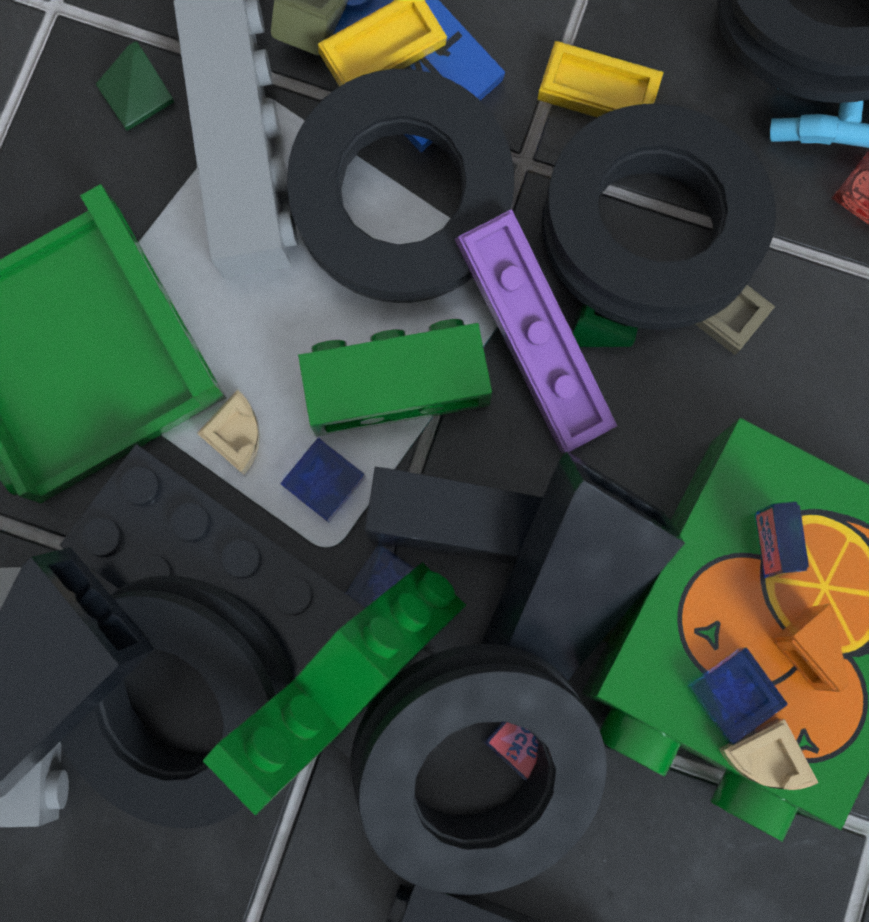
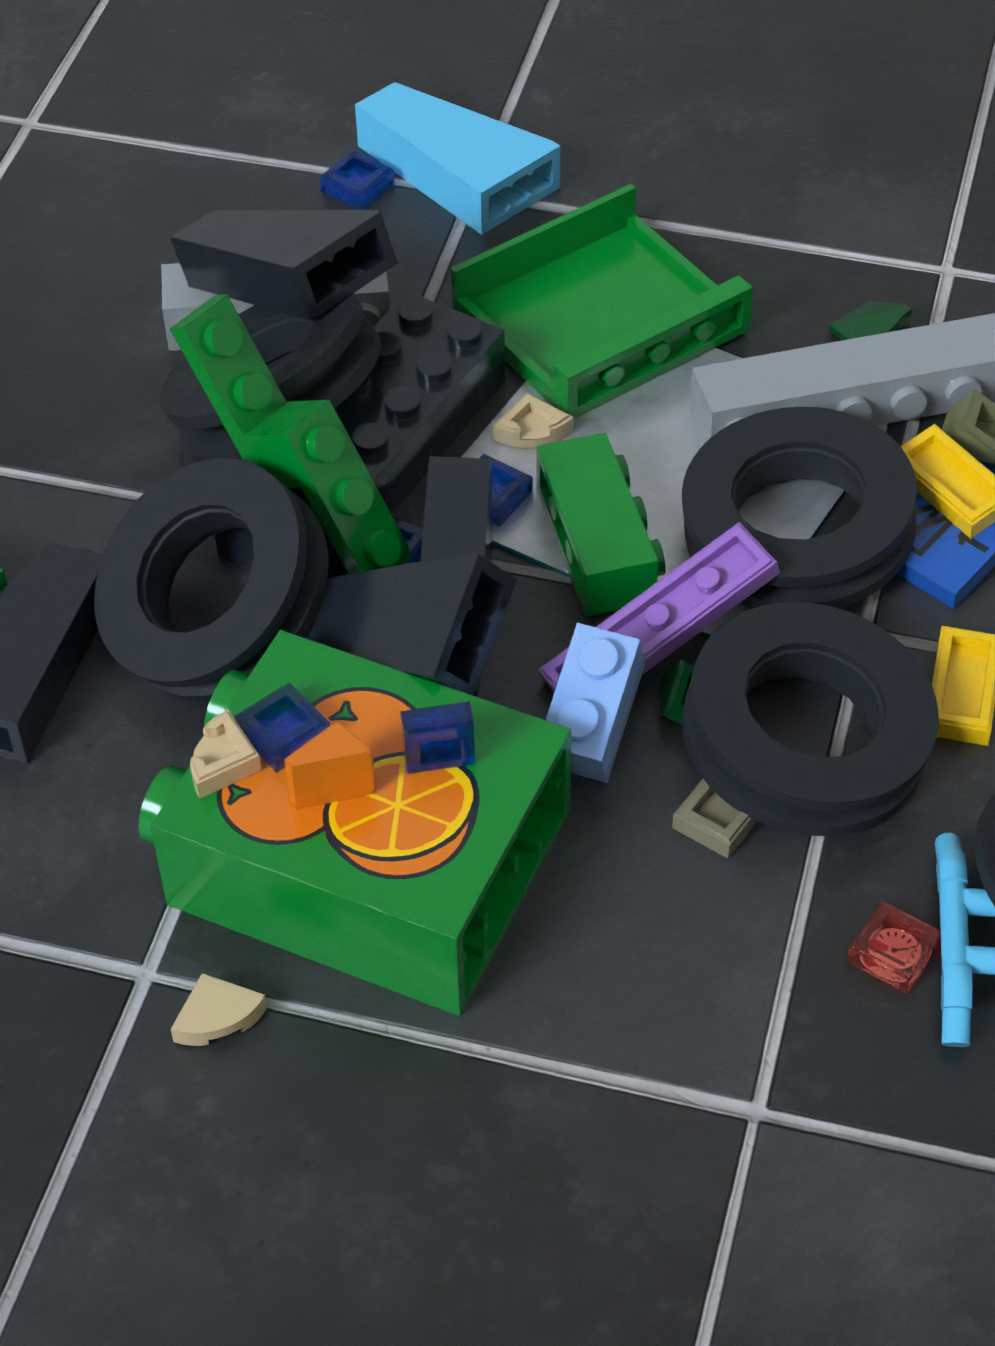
camera: 85 degrees right, 30 degrees down
(644, 402) = (596, 696): none -> light blue brick

